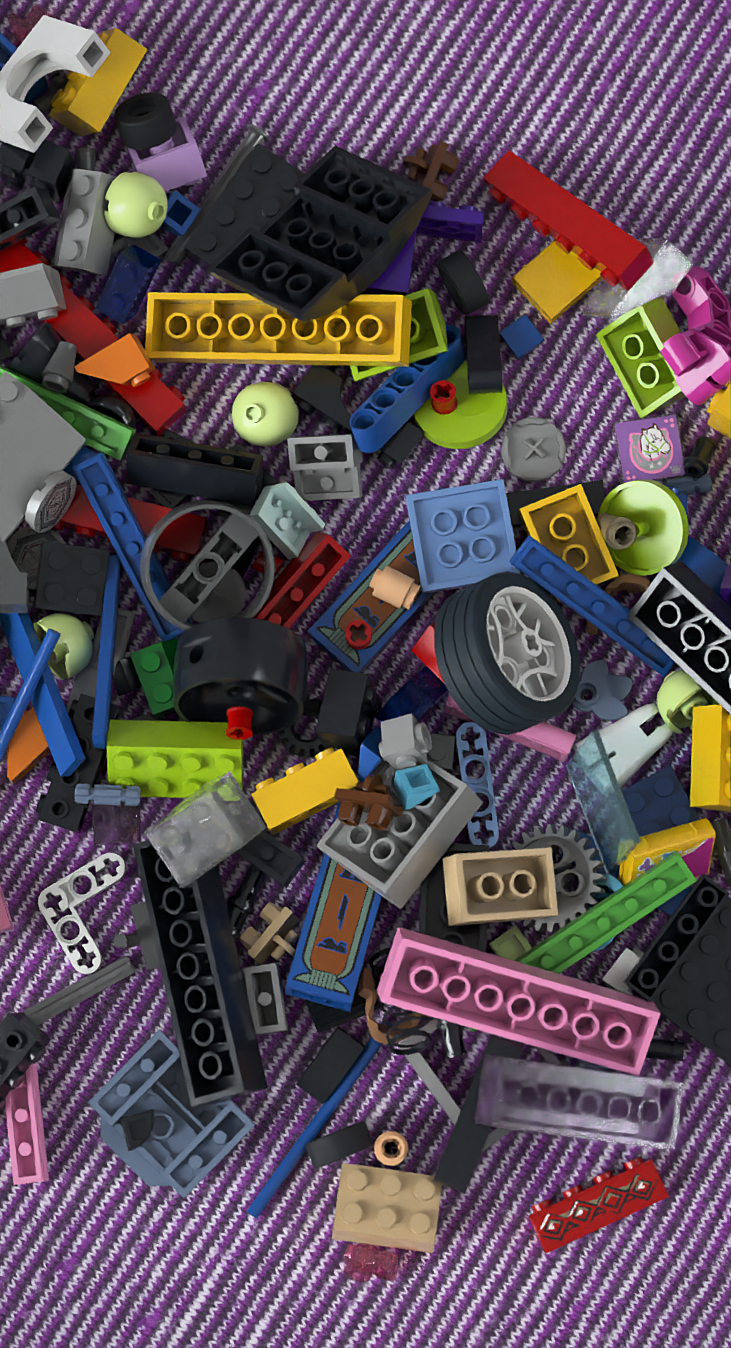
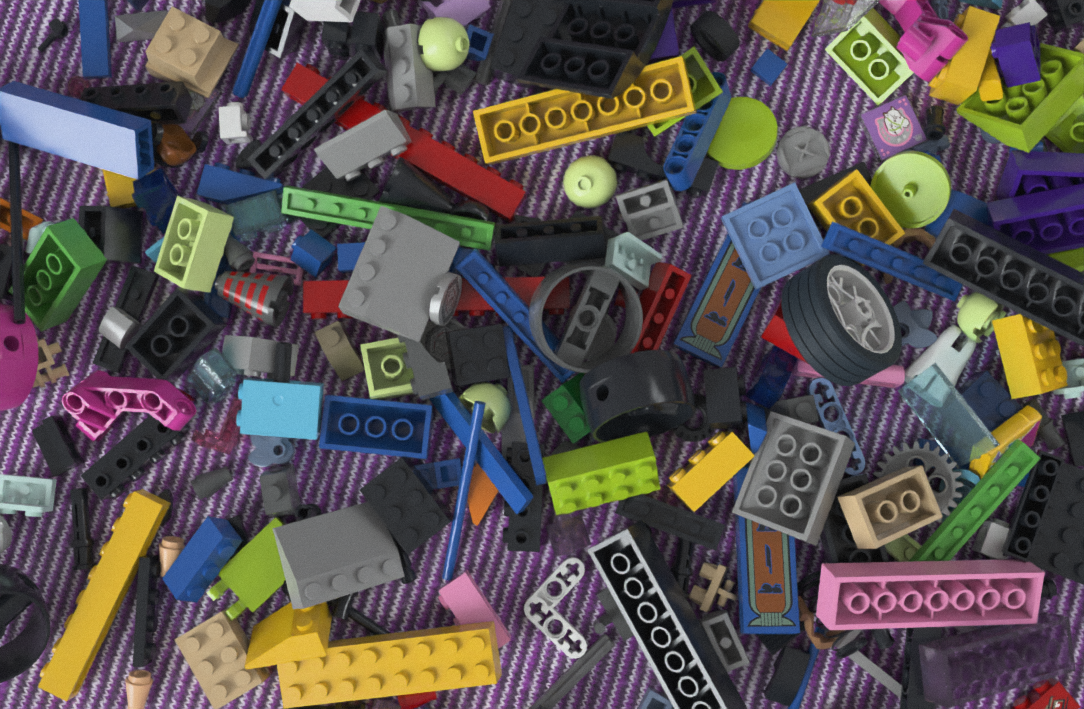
camera: 15 degrees left, 5 degrees up
(60, 369) = (422, 190): dark grey cone -> none
(107, 794) = (557, 518): sand blue axle -> none
(119, 362) = (467, 173): orange slope -> none
(126, 677) = (542, 418): black tile -> none
(128, 284) = (454, 109): clear blue brick -> none
(205, 829) = (646, 528): clear slope -> none
(239, 723) = (647, 435): red axle -> none
(357, 625) = (723, 333): red axle -> none
(368, 797) = (780, 472): reddish brown hips -> none
(394, 587) = (734, 291): light nougat brick -> none
(404, 742) = (781, 414): light grey brick -> none
(415, 785) = (801, 446): medium azure slope -> none
(444, 389) = (729, 136): red axle -> none
(483, 354) = (747, 88): black beam -> none
(617, 530) = (895, 198): dark tan cone -> none

